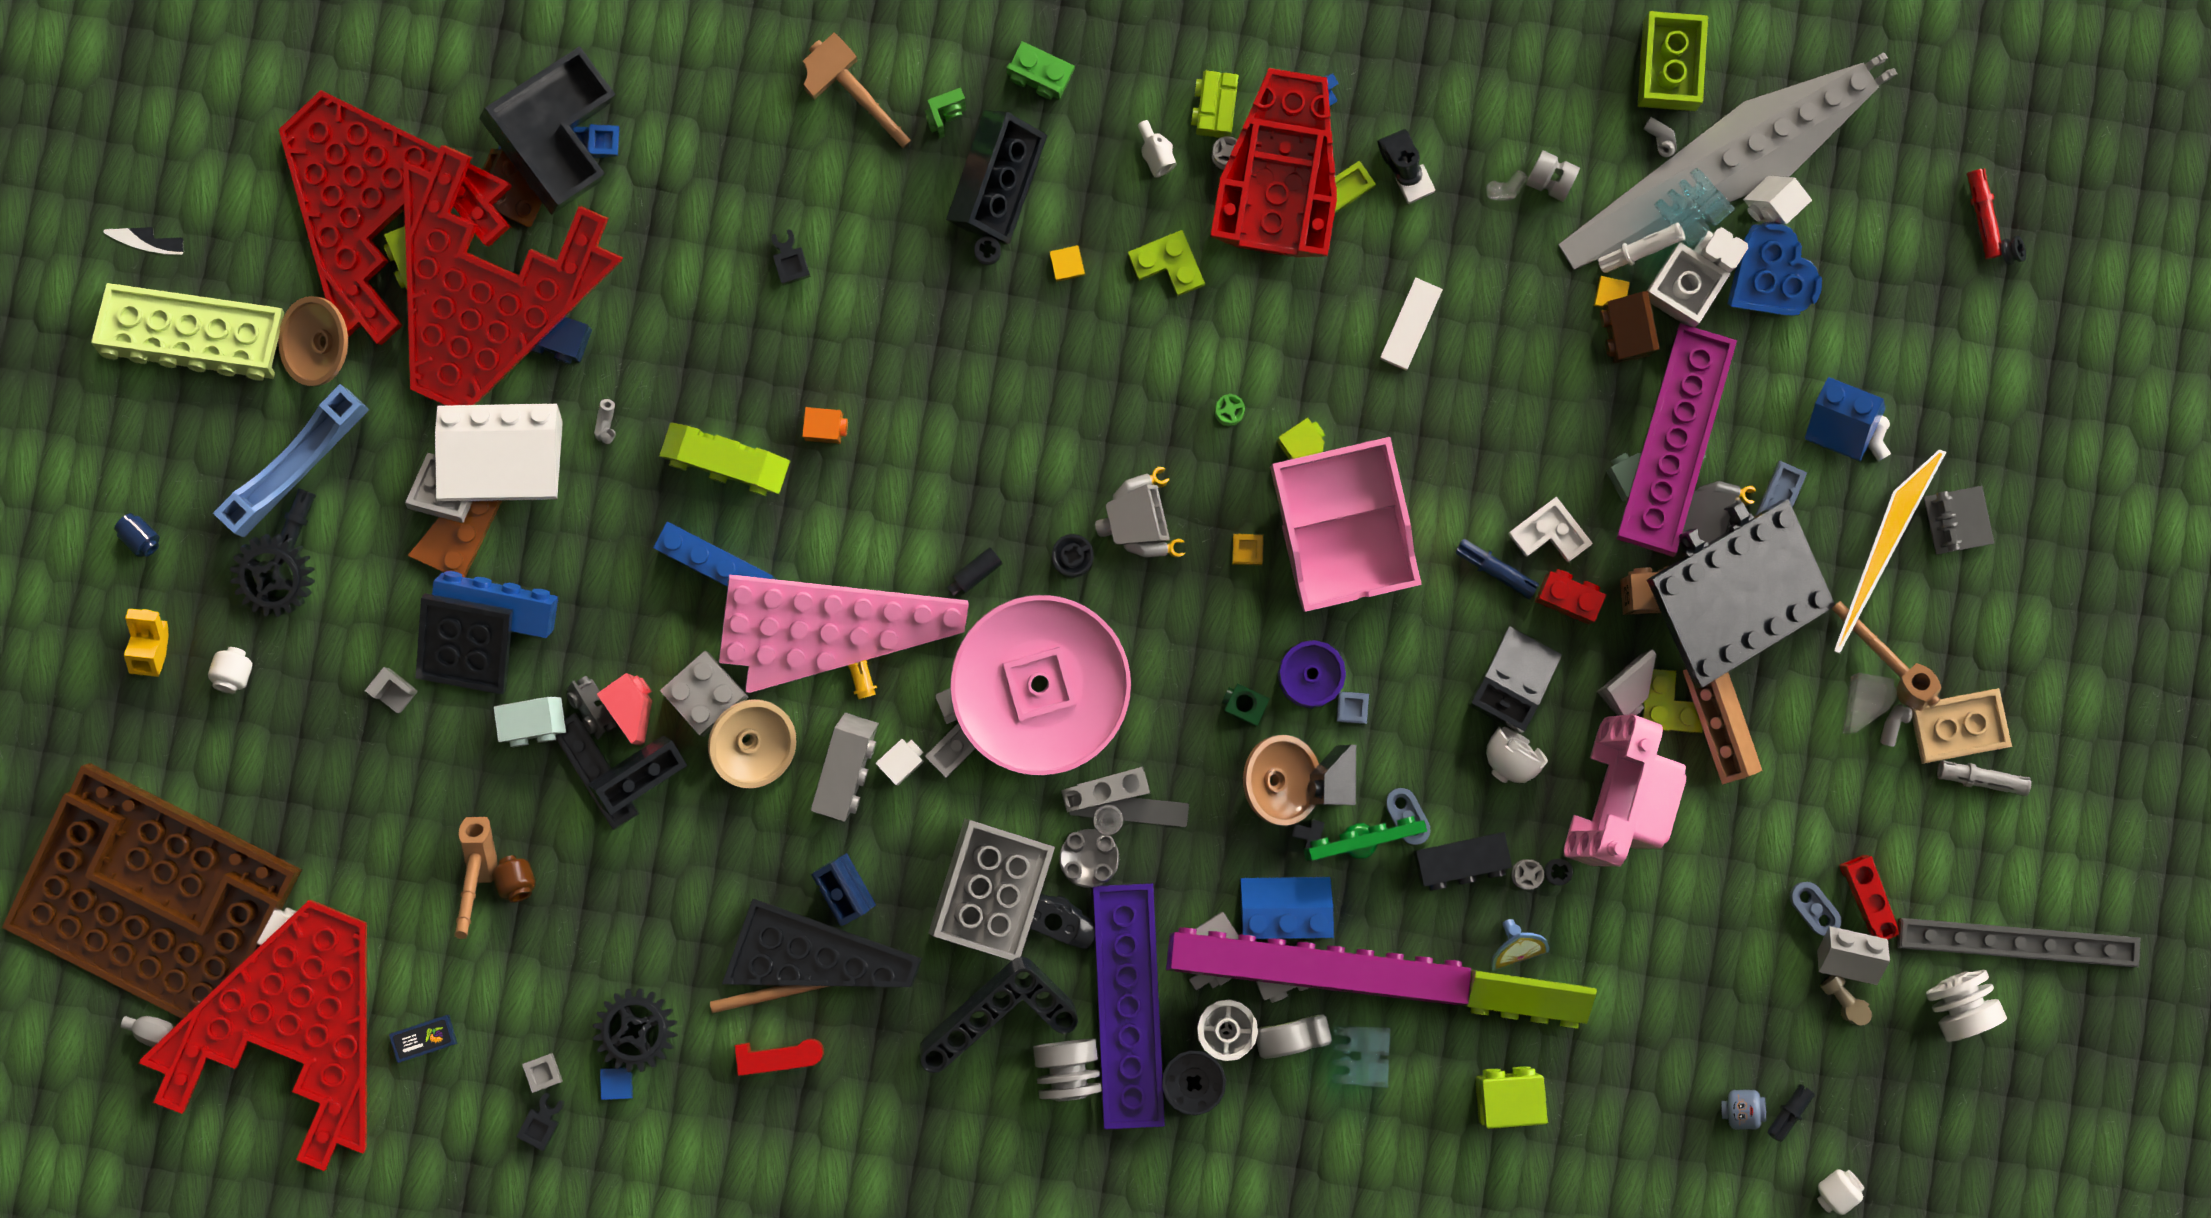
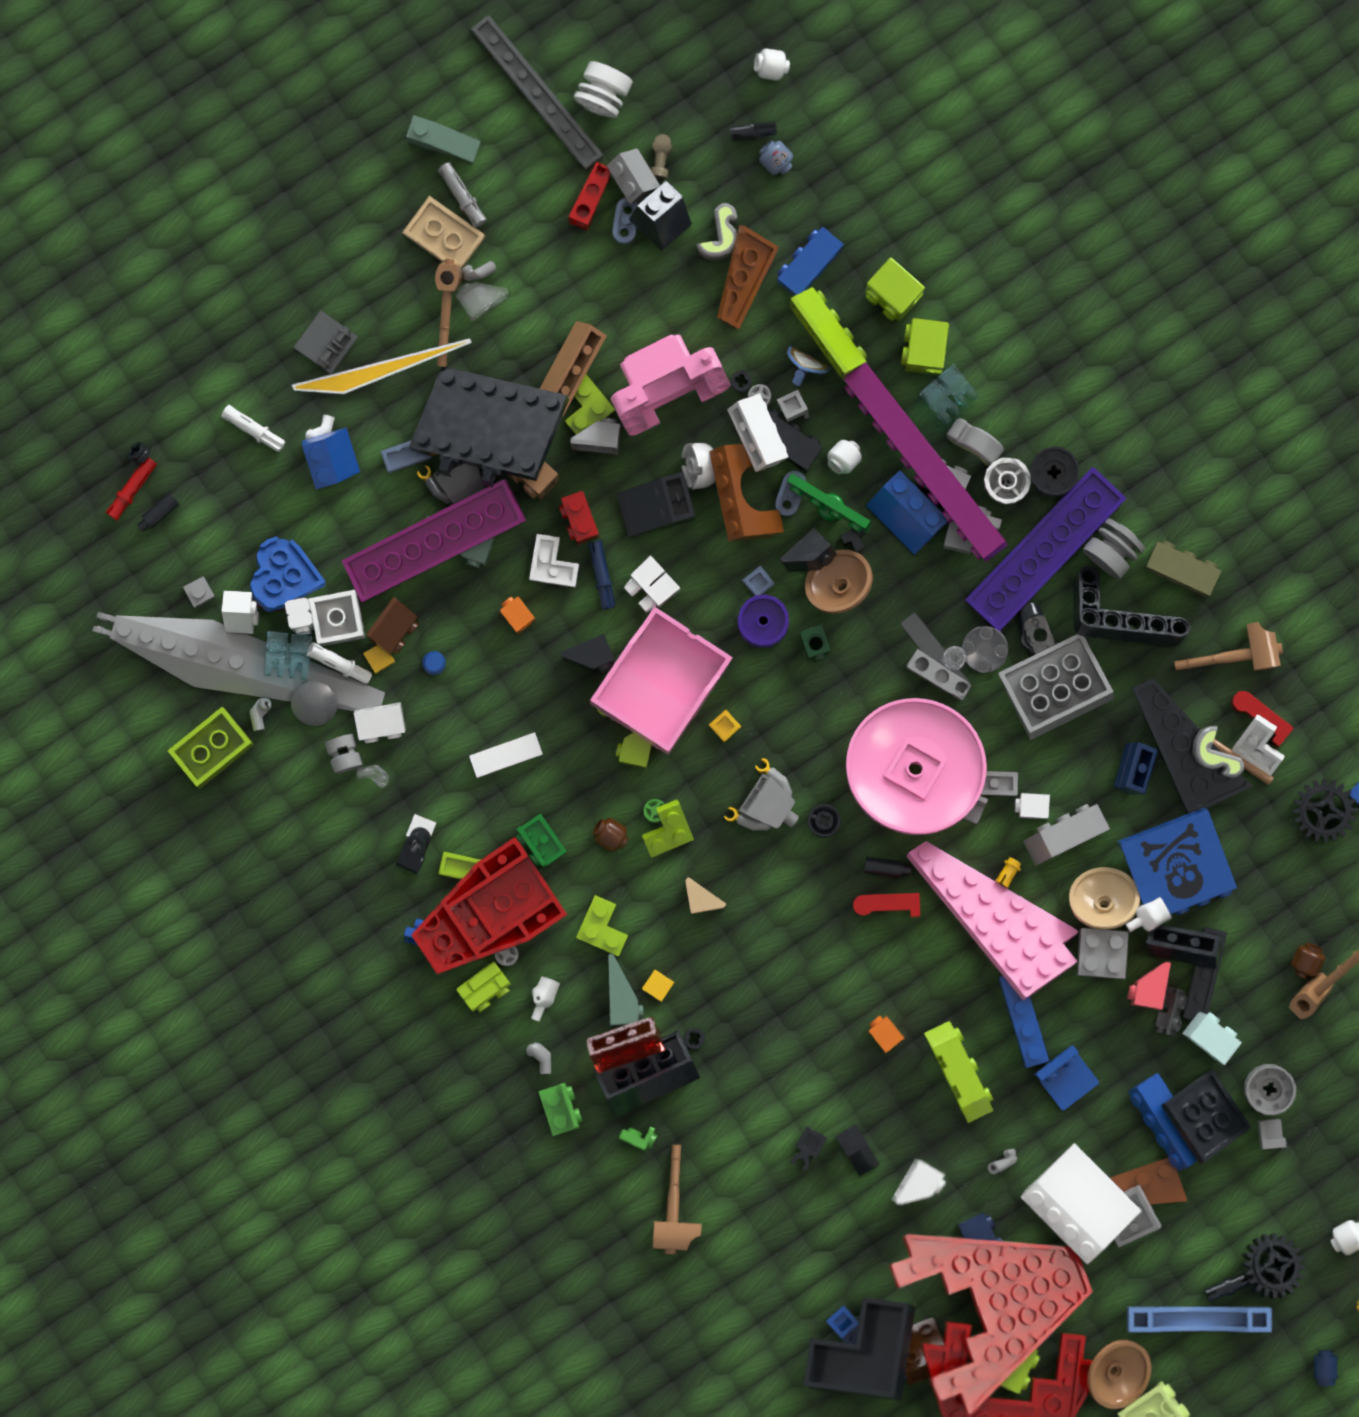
camera: 125 degrees left, 0 degrees up
(414, 726) = (1278, 1100): none -> light grey wheel
(624, 552) = (1066, 1078): none -> blue bracket
(655, 317) = (918, 1183): none -> white slope
(694, 768) = (1150, 916): none -> white piece
(717, 842) = (1179, 862): none -> blue panel
(746, 300) = (857, 1150): none -> black slope
(756, 1020) = (1253, 746): none -> white plate
(779, 971) = (1212, 759): none -> light grey animal
(837, 1116) = (1263, 652): none -> medium nougat piece
(941, 542) = (887, 902): none -> red leg
(986, 1118) = (1183, 568): none -> olive brick
(1041, 179) = (625, 1044): none -> clear red brick
(1087, 220) = (623, 1002): none -> sand green slope
(1103, 100) = (542, 1055): none -> light grey arm
(1108, 375) = (701, 899): none -> tan slope
(1194, 406) = (672, 833): none -> lime plate
(1246, 348) = (610, 834): none -> reddish brown head
(1301, 279) = (541, 841): none -> green bracket
(1395, 899) = (844, 457): none -> white head
(1429, 485) = (591, 655): none -> black slope
(1429, 1076) = (925, 346): none -> lime piece
(1430, 741) = (739, 518): none -> dark orange arch
(1443, 608) = (656, 594): none -> white hips
(1489, 895) = (792, 406): none -> light grey panel
(1495, 836) = (758, 432): none -> white brick
(1533, 455) = (517, 614): none -> orange brick
(1551, 236) = (379, 722): none -> white brick
(1559, 338) = (434, 663): none -> blue piece
(1613, 1045) = (809, 262): none -> blue brick
(1625, 193) = (314, 703): none -> flat silver dish
(1661, 979) = (747, 269): none -> dark orange wing
(1711, 990) = (727, 234): none -> light grey animal
(1789, 945) = (662, 216): none -> black slope
(1828, 187) = (199, 592): none -> light grey plate
(1934, 377) = (252, 428): none -> white axle
(1939, 218) = (158, 512): none -> black cylinder
(2056, 809) = (442, 139): none -> sand green slope

